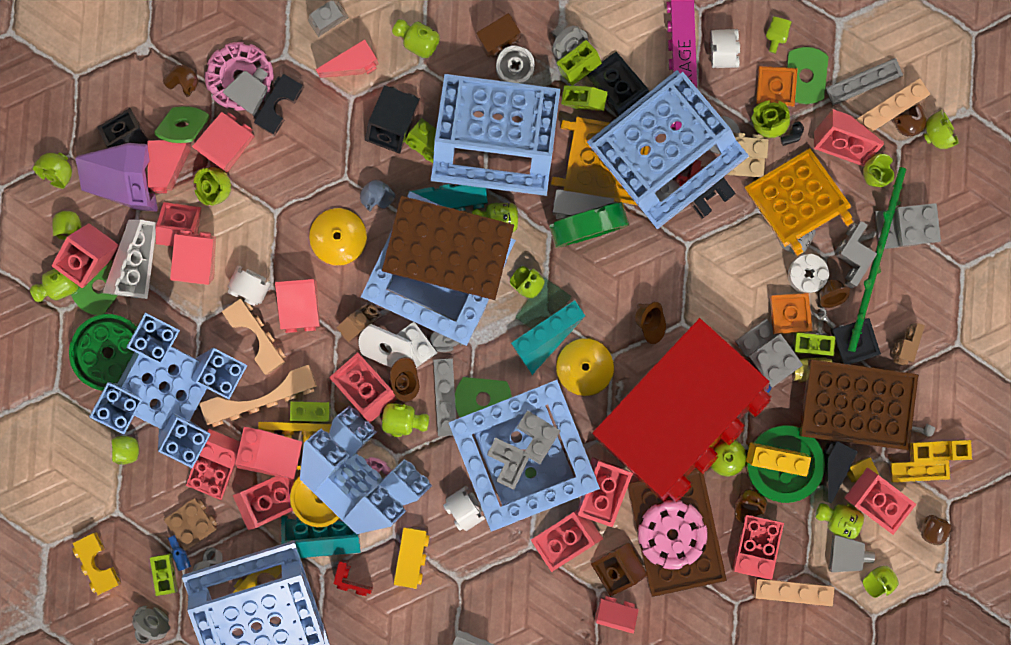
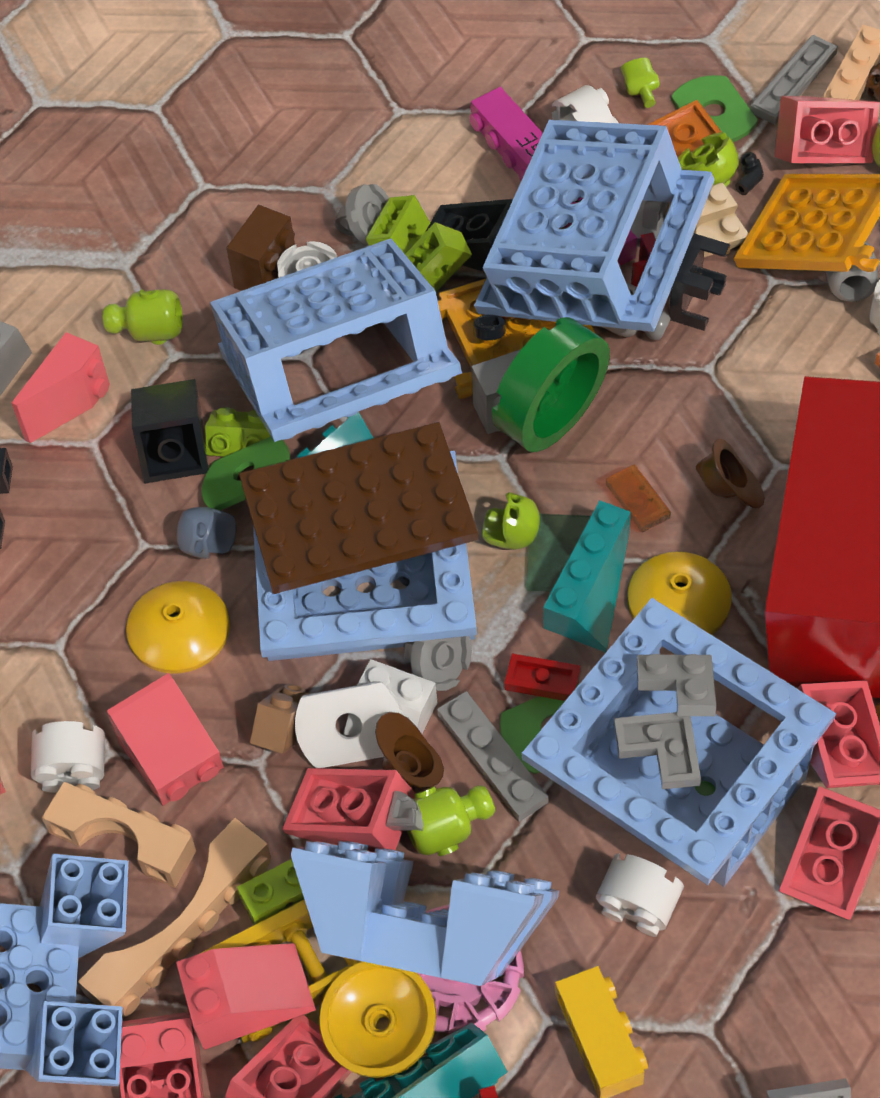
camera: 20 degrees left, 30 degrees down
(383, 411) = (404, 813): none -> light grey tile
(399, 170) = (220, 484): none -> bright green piece
(491, 373) = (541, 677): none -> red plate
(586, 159) = (489, 327): none -> black tile
(599, 302) = (638, 497): none -> clear orange plate

